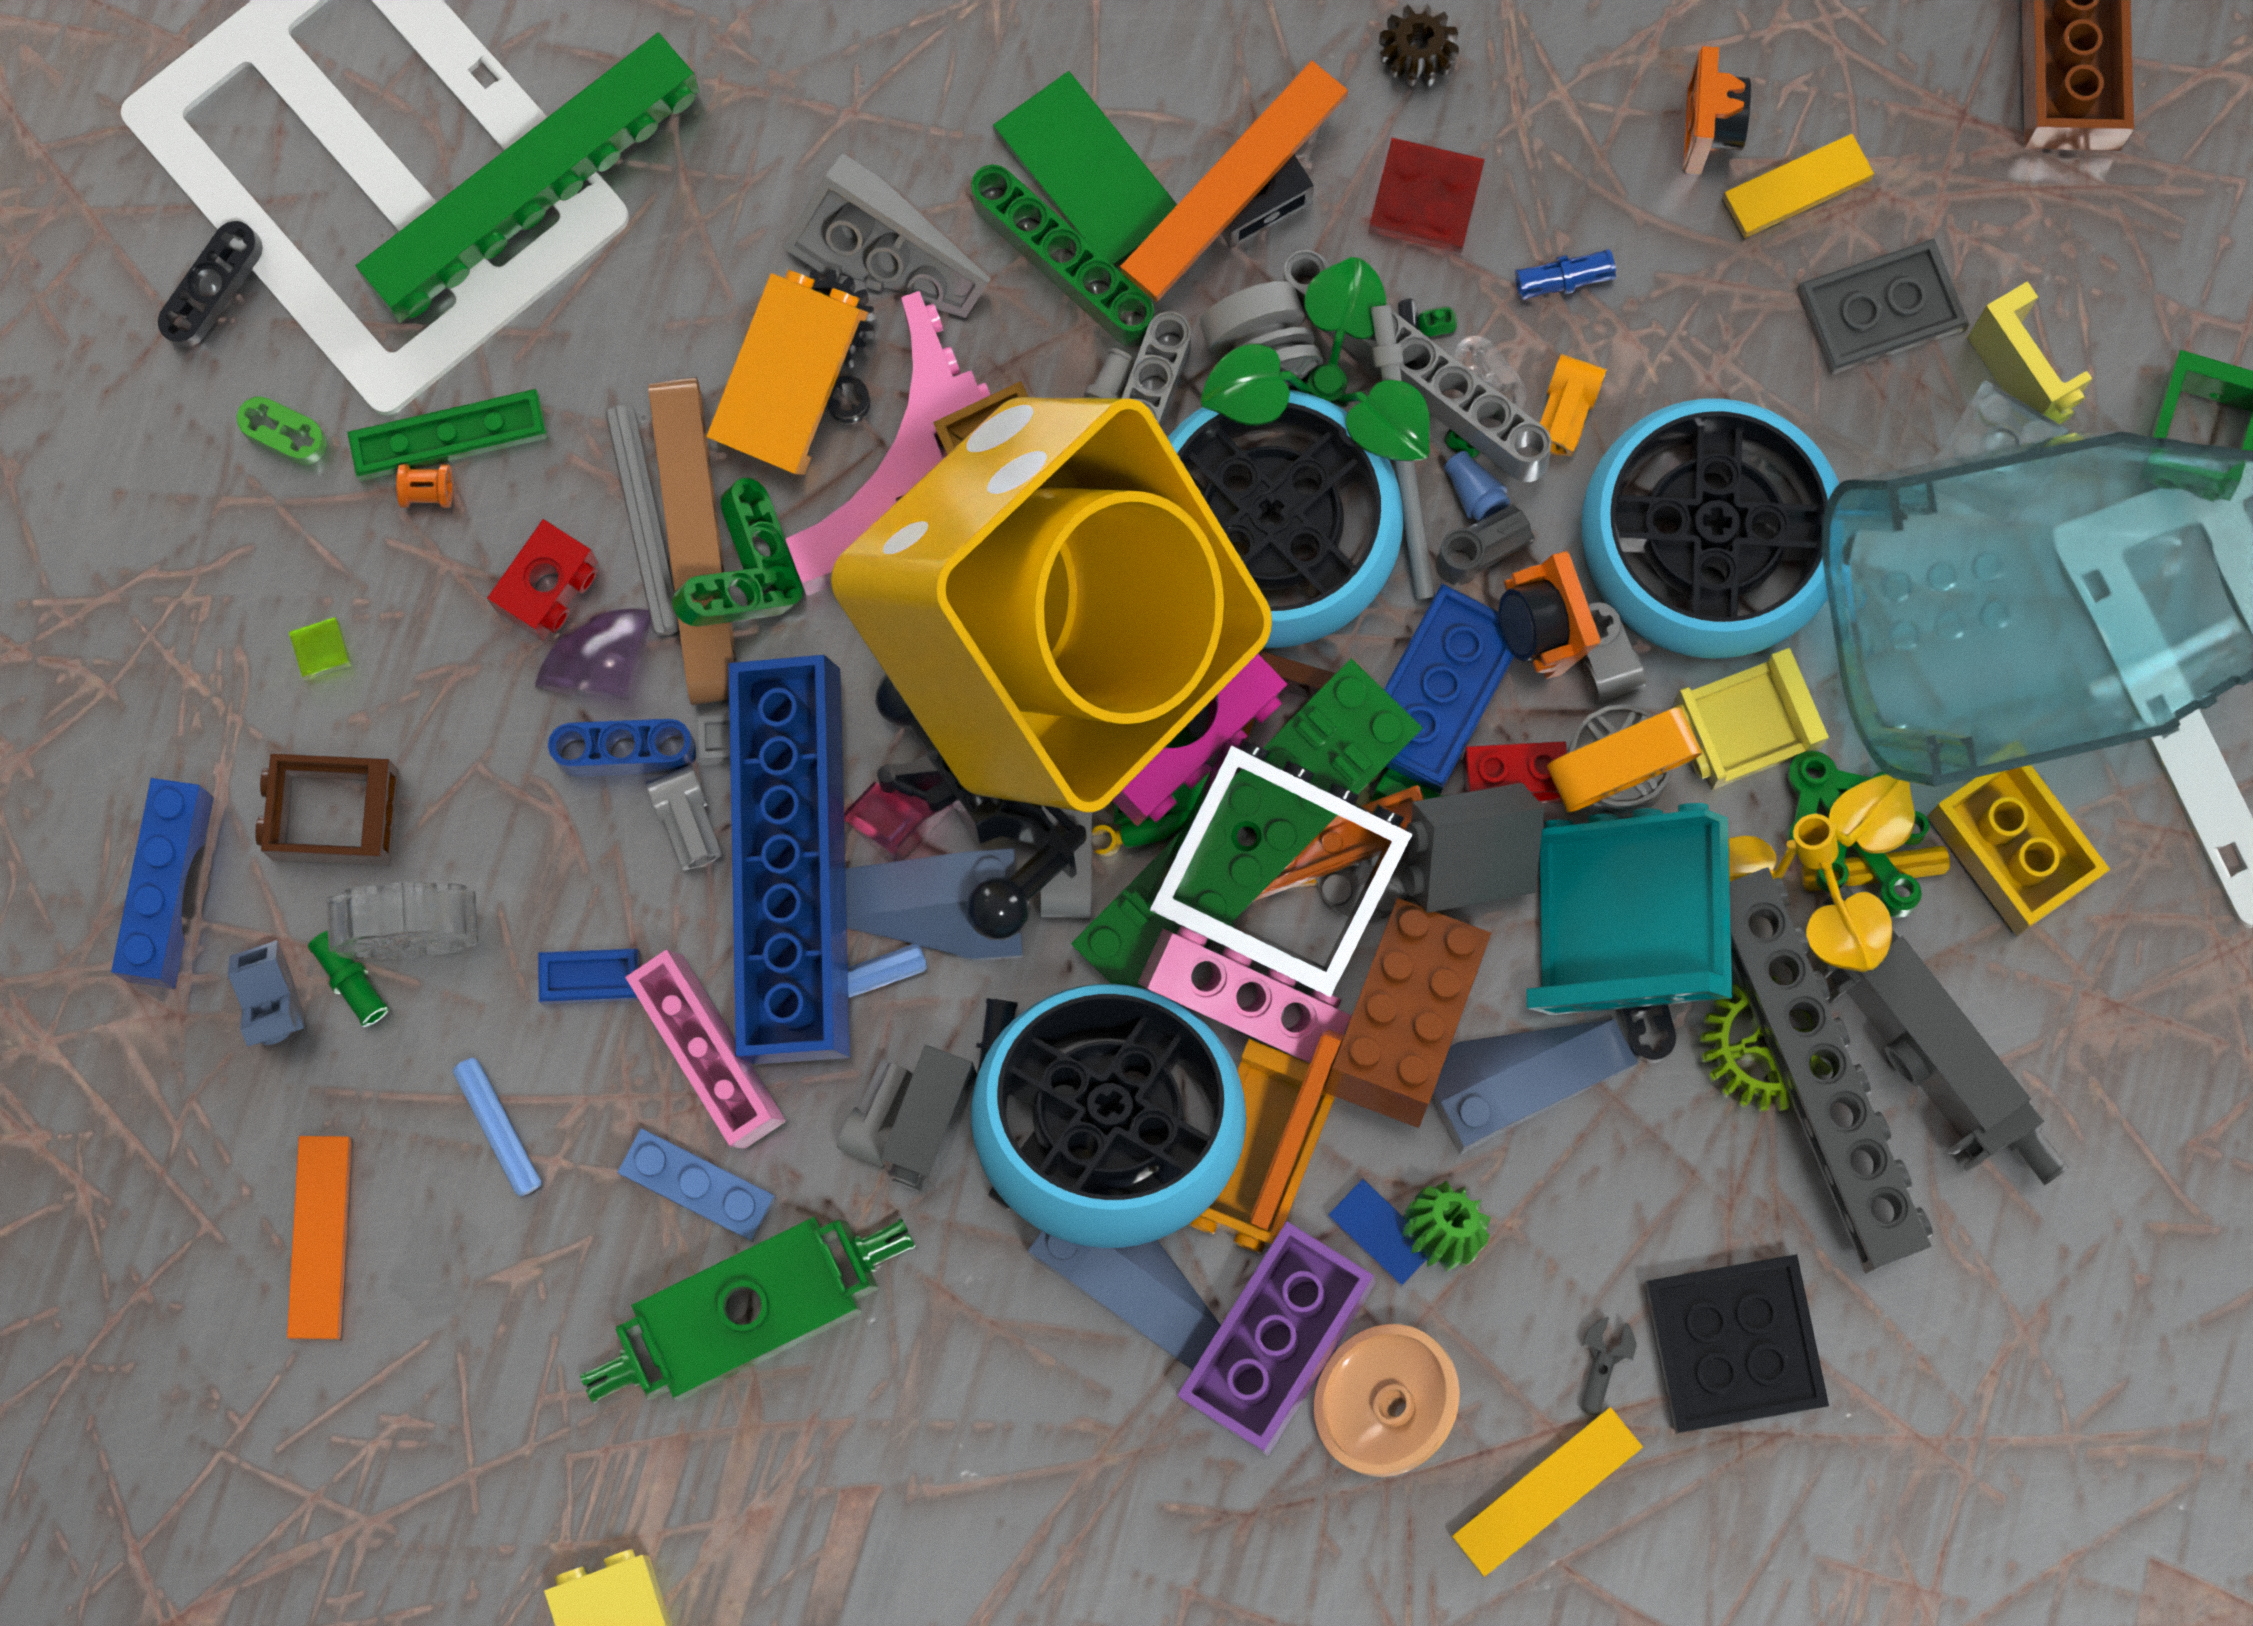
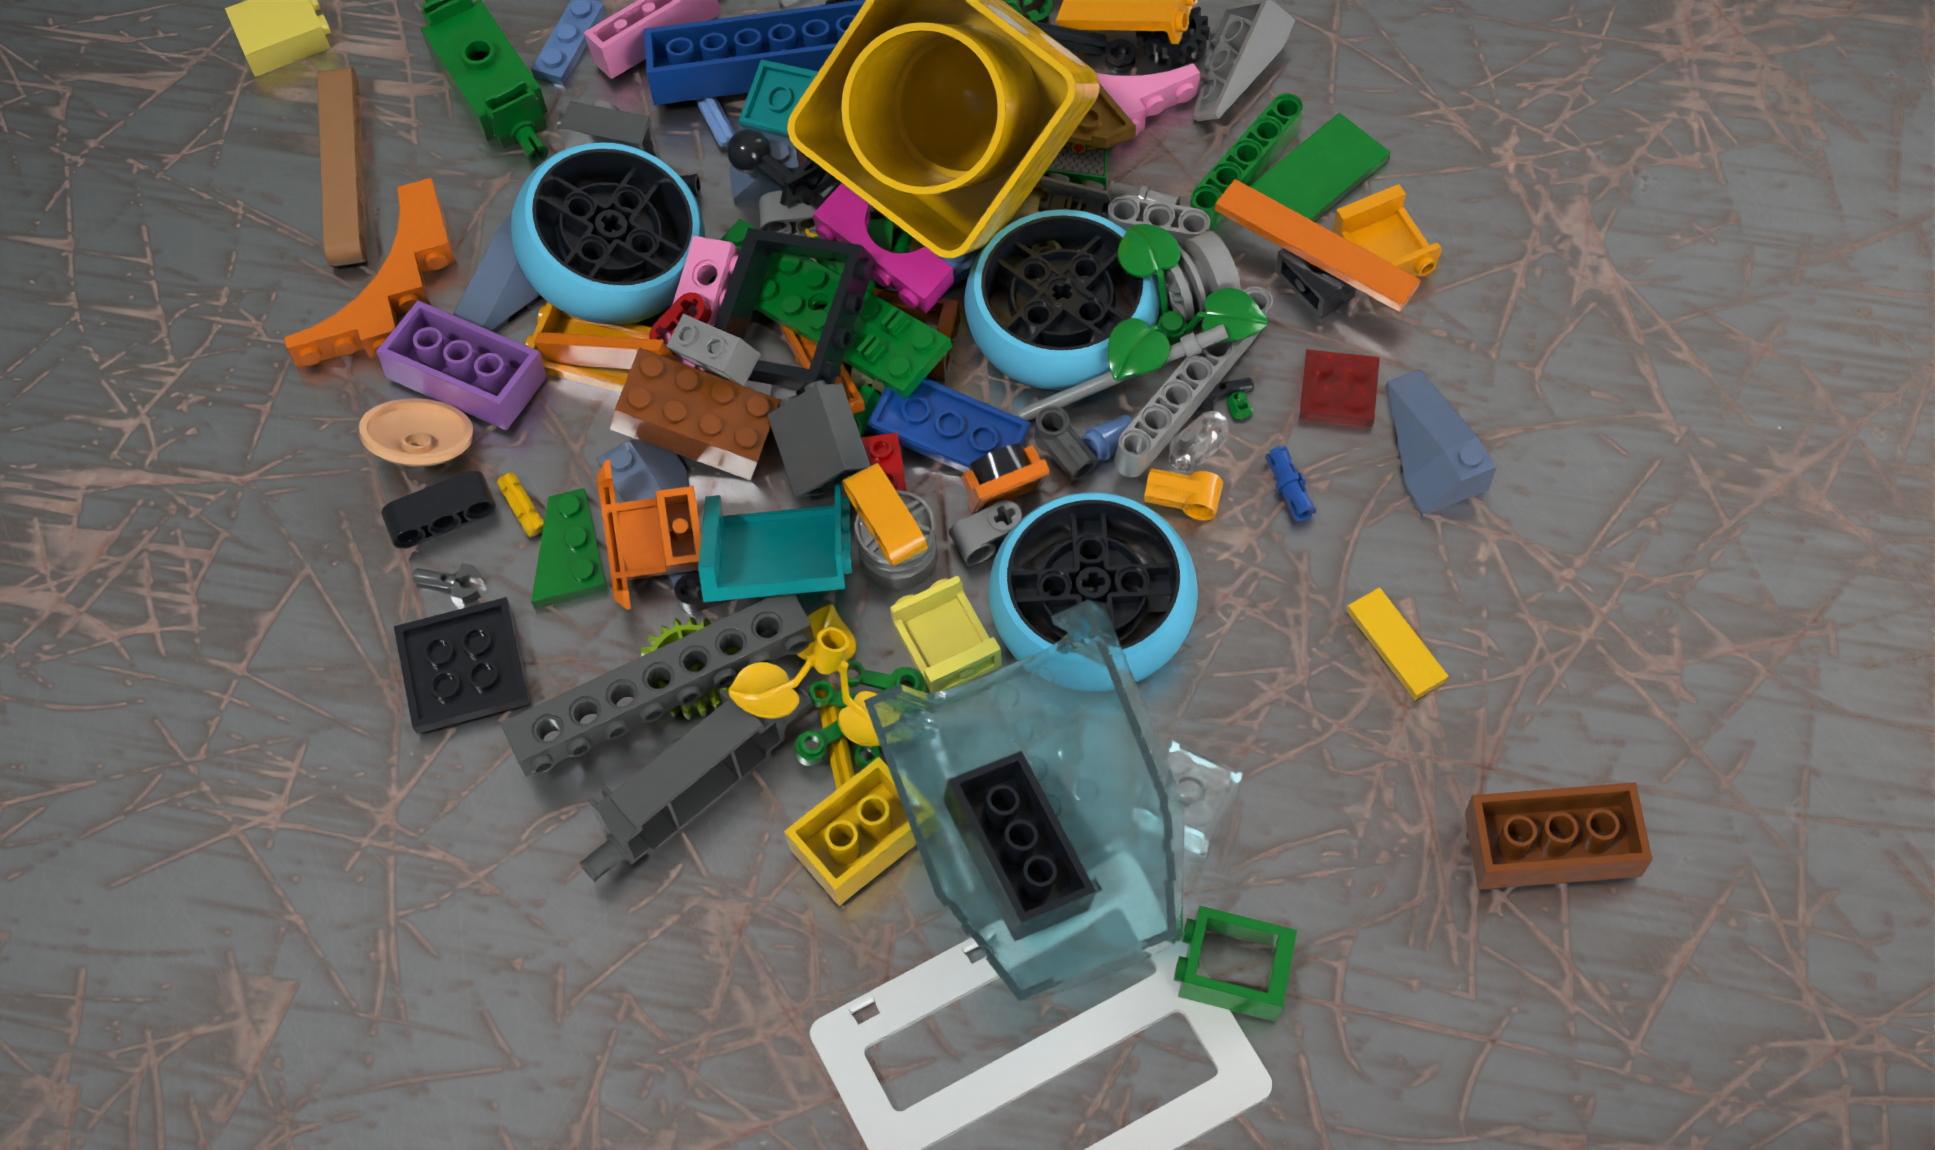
camera: 85 degrees right, 15 degrees down
(822, 475) = (1074, 38): none -> black axle
(892, 1525) = (341, 167): none -> medium nougat beam
(906, 860) = (774, 97): none -> teal tile
(1180, 1471) = (370, 318): none -> orange arch
(1209, 98) = (1388, 231): none -> light orange panel
(1288, 1011) = (672, 316): none -> red beam
(1343, 968) = (713, 350): none -> light grey brick
(1377, 1231) = (543, 431): blue tile -> none
(1421, 29) = (1457, 366): dark brown gear -> none
(1446, 1226) = (550, 451): bright green gear -> none
(1496, 1264) = (521, 504): none -> yellow axle
(1499, 1375) = (438, 509): none -> black beam
(1537, 91) = (1436, 446): none -> sand blue wedge
(1546, 1492) = (357, 552): yellow tile -> none
(1573, 1200) = (568, 552): none -> green wing
(1591, 1076) = (648, 534): none -> orange piece
(1714, 111) = (1439, 559): orange piece -> none
(1883, 306) = (1305, 714): dark grey tile -> none
(2018, 361) = (1290, 784): light yellow panel -> none
(2078, 643) = (1018, 845): none -> black brick

